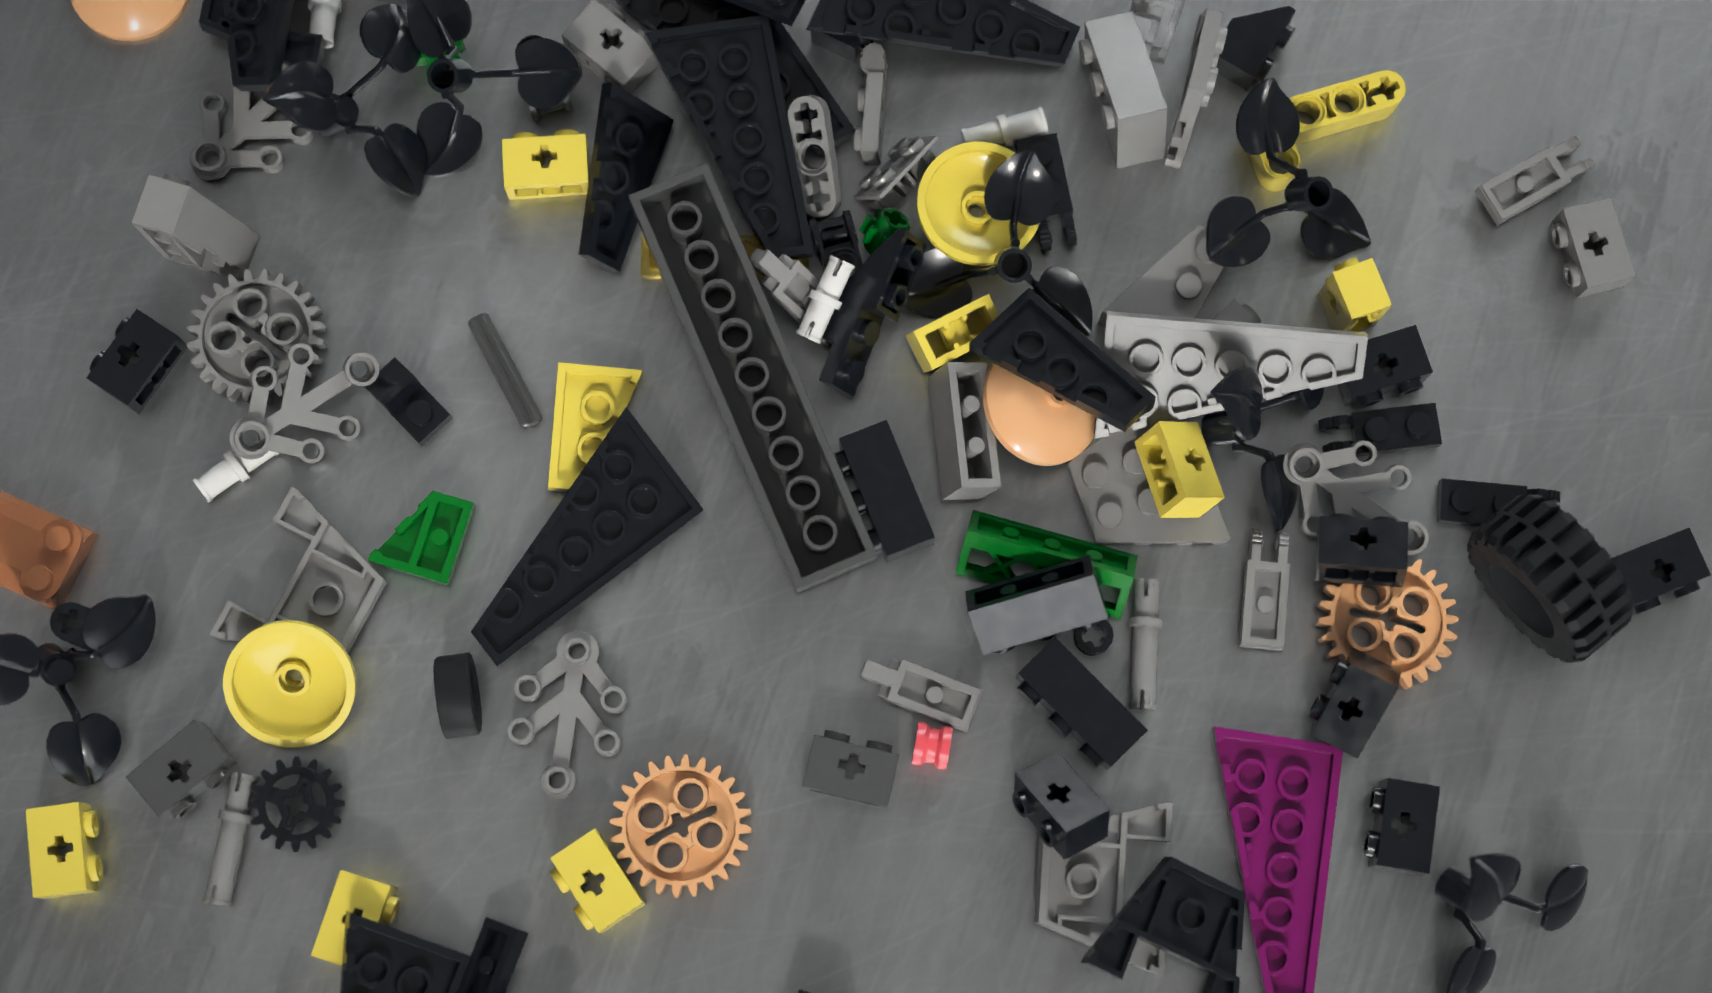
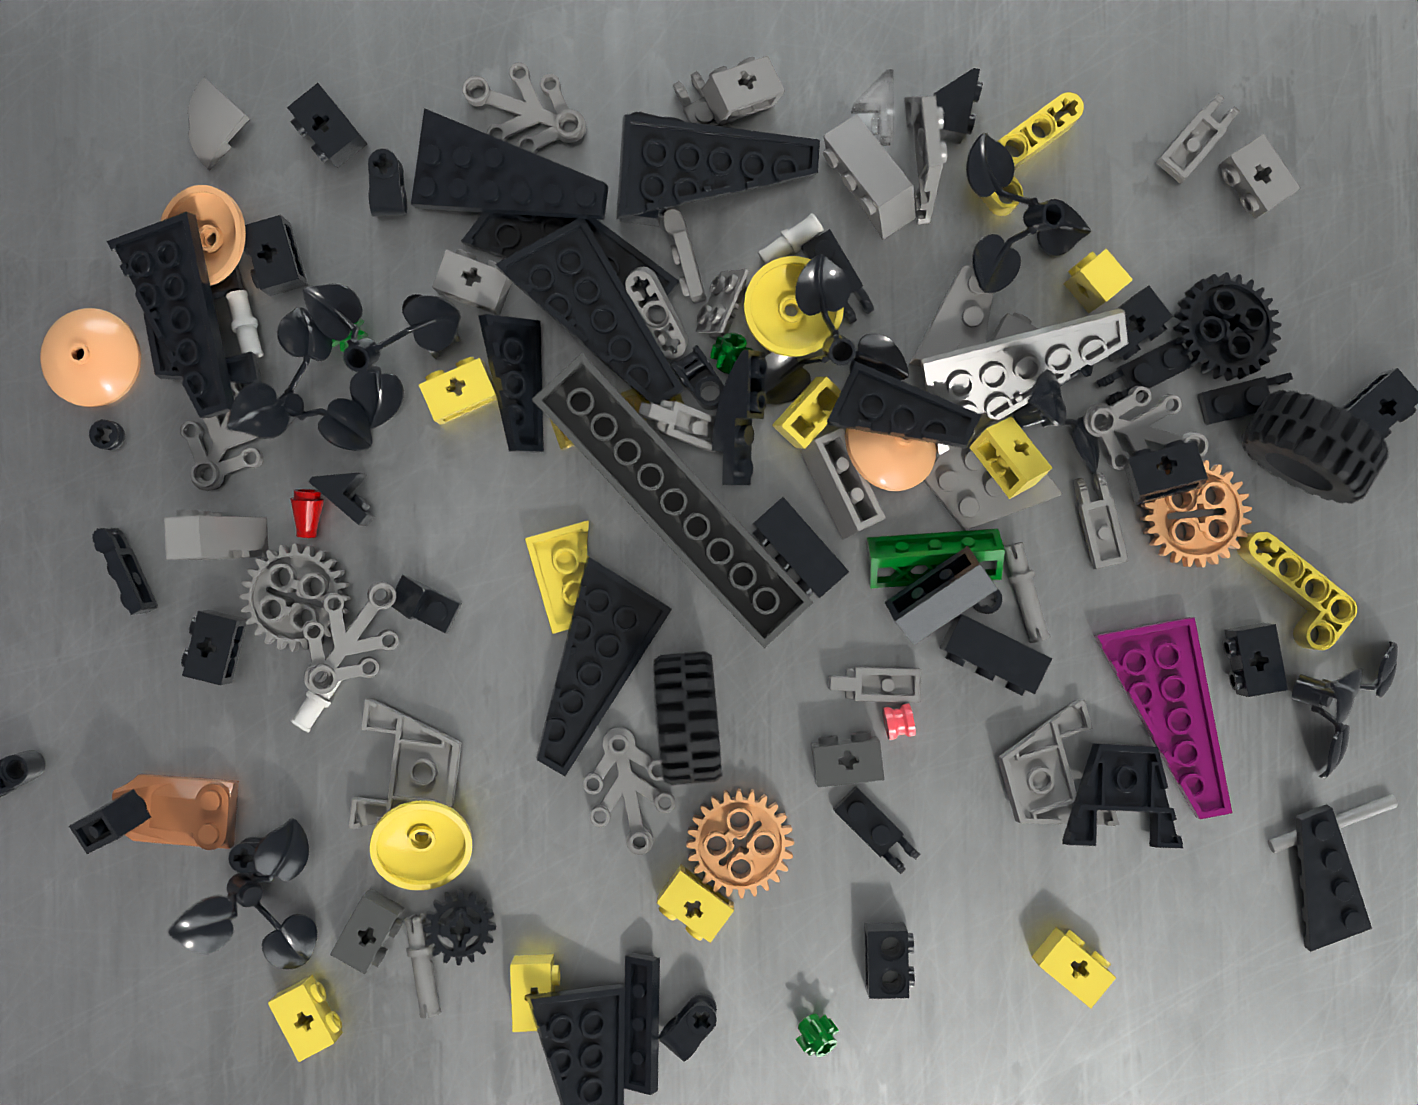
camera: 20 degrees left, 10 degrees up
(69, 235) = (125, 570): none -> black hinge
(123, 79) = (116, 437): none -> black bush
(311, 242) = (306, 510): none -> red cone
(361, 228) = (339, 490): none -> black slope
(429, 539) = (480, 701): green wing -> none
(457, 695) = (545, 810): black tyre -> none
(505, 370) = (487, 555): dark grey axle -> none
(672, 635) = (687, 718): none -> black tyre
(825, 299) = (706, 423): white pin -> none
(855, 869) = (873, 827): none -> black hinge
(1060, 805) = (1001, 721): black brick -> none
(1352, 725) = (1194, 584): black brick -> none
(1474, 432) = (1227, 326): none -> black gear
(1479, 750) = (1293, 584): none -> light yellow beam

